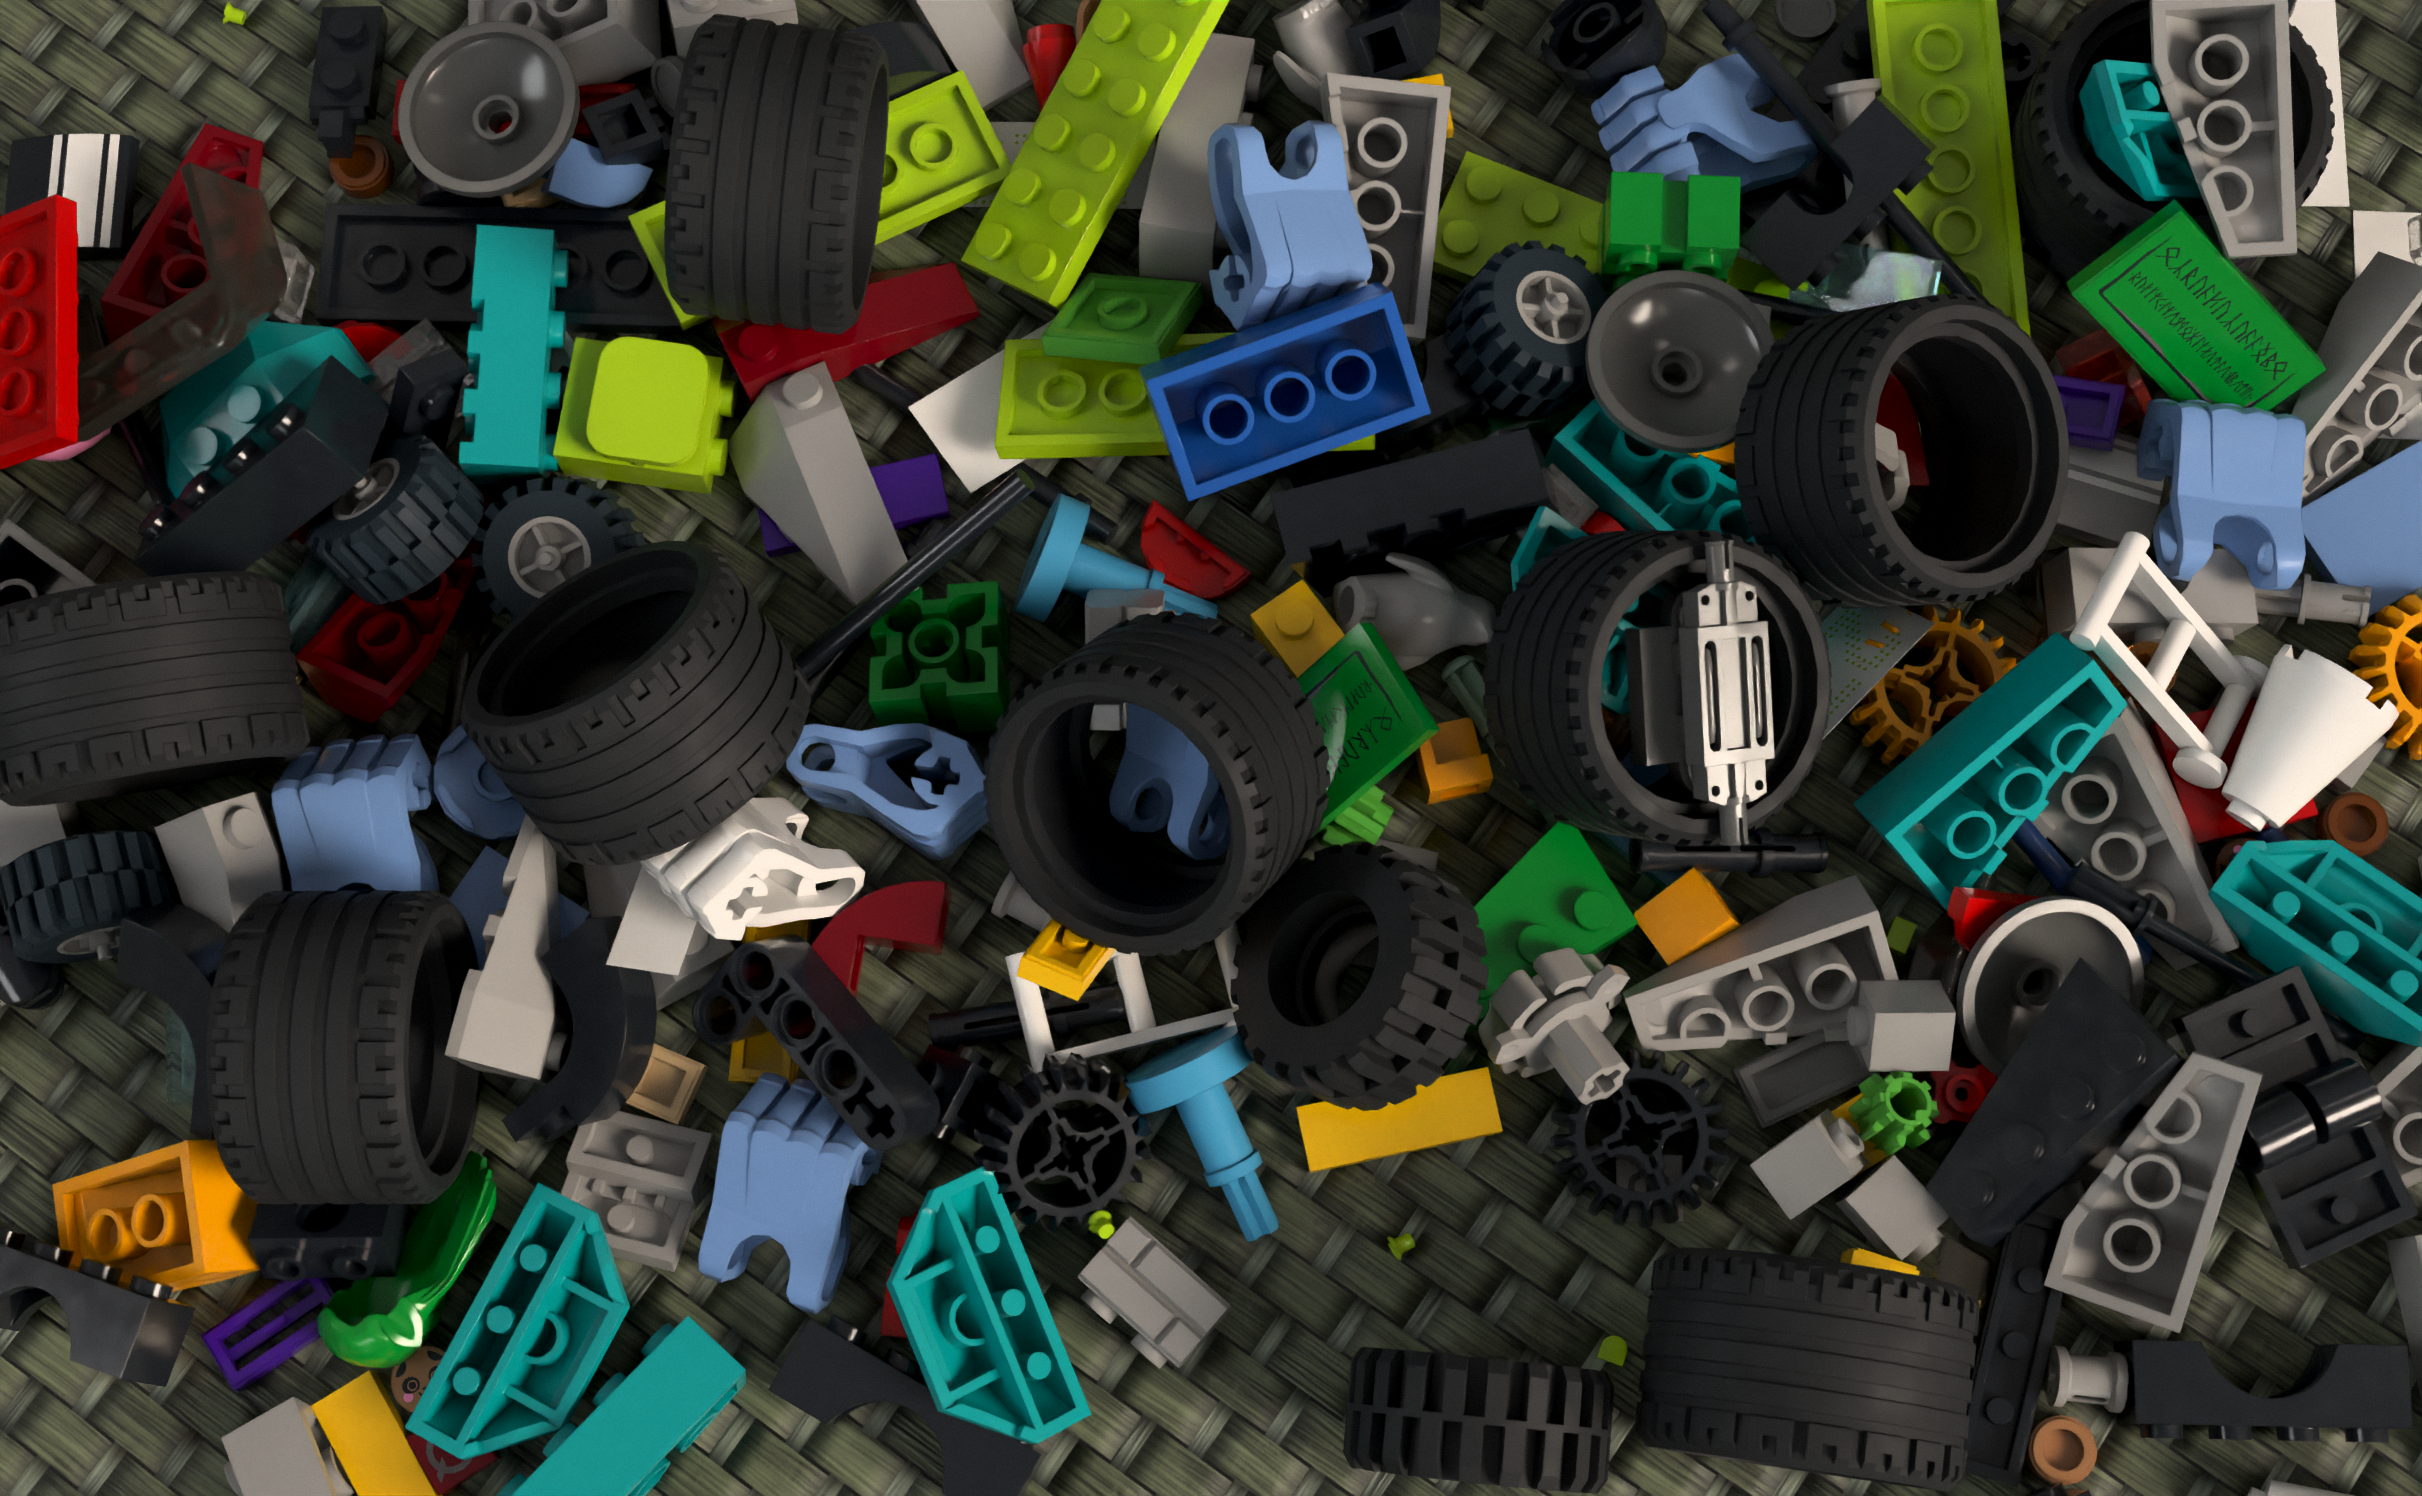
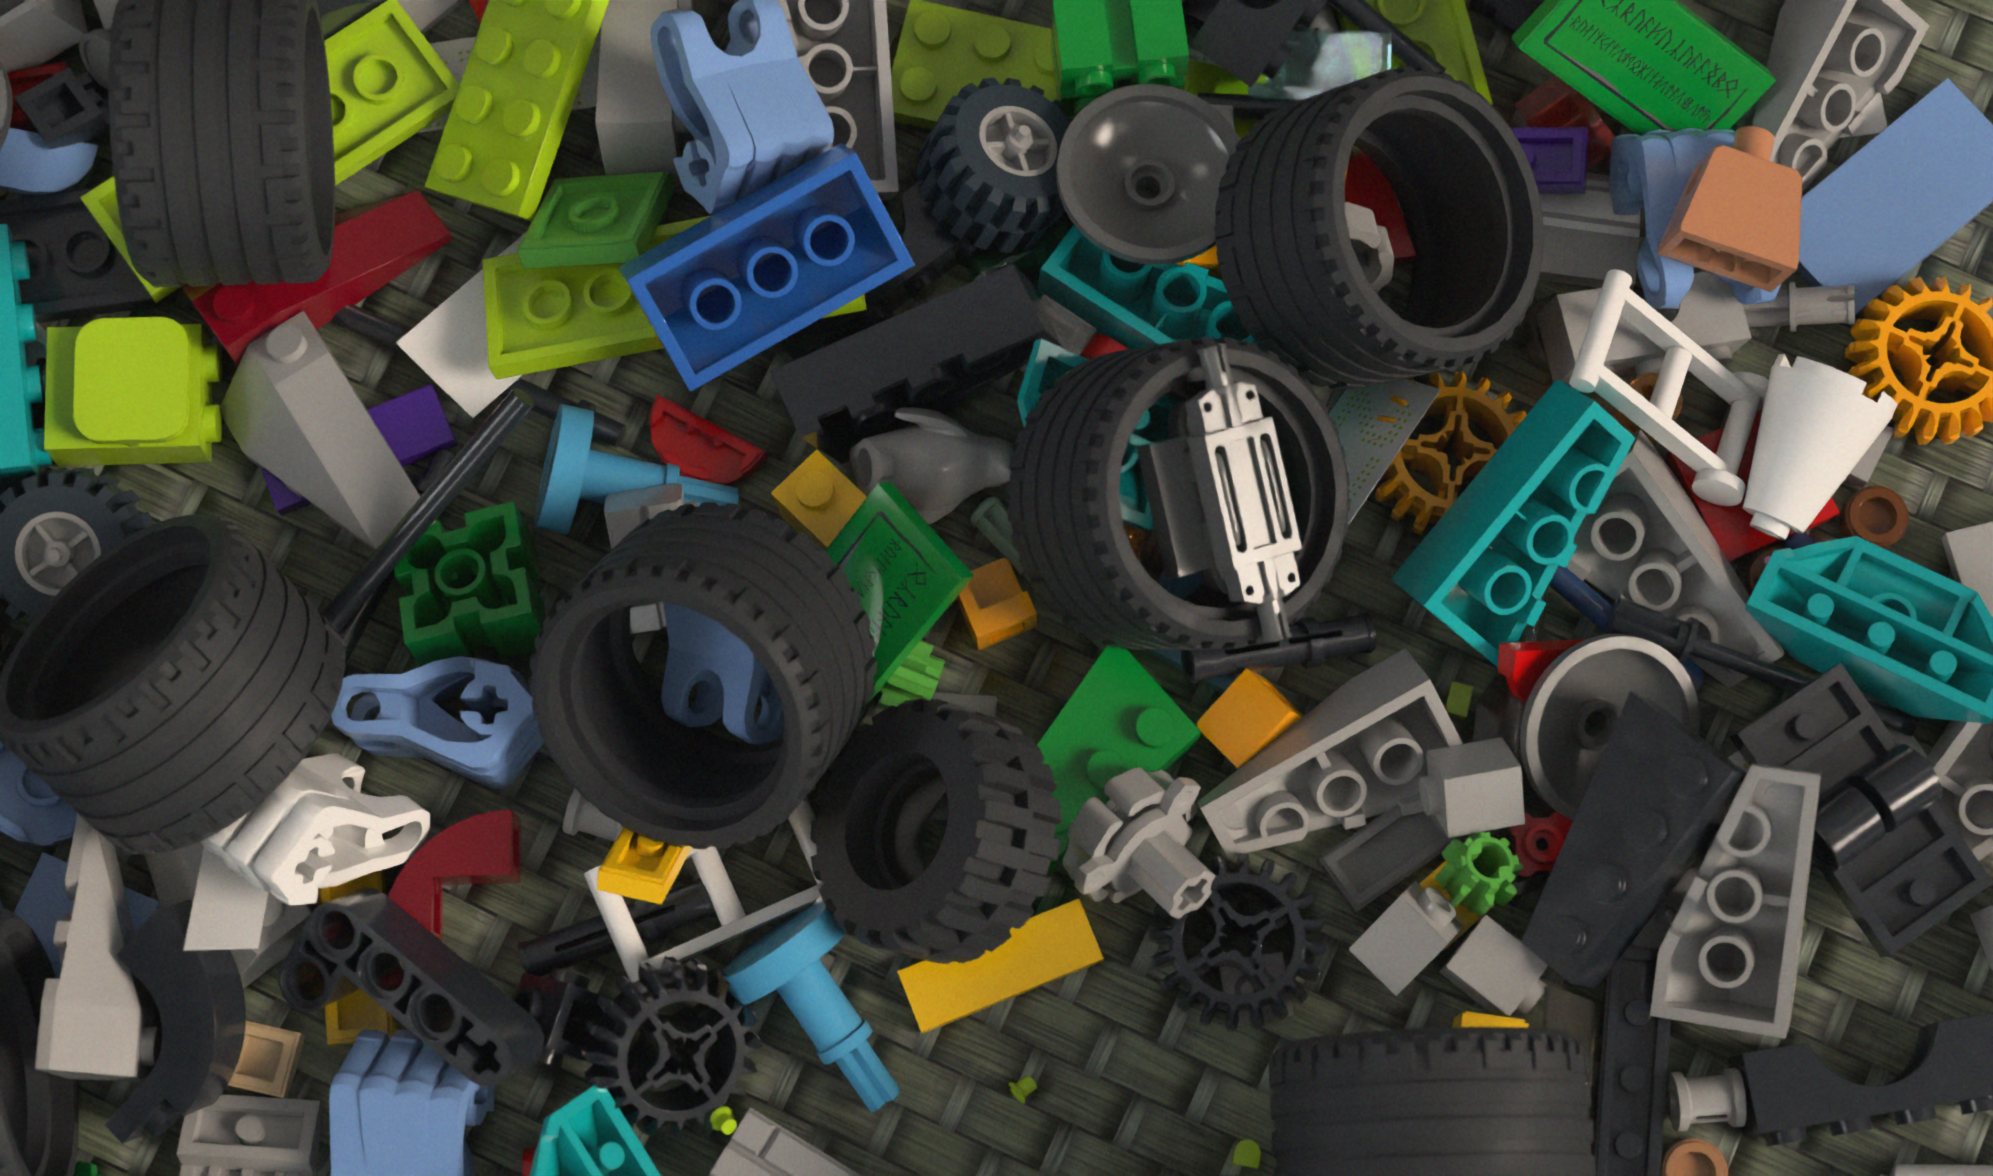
camera: 15 degrees left, 0 degrees up
(2270, 496) = (1739, 214): none -> nougat torso

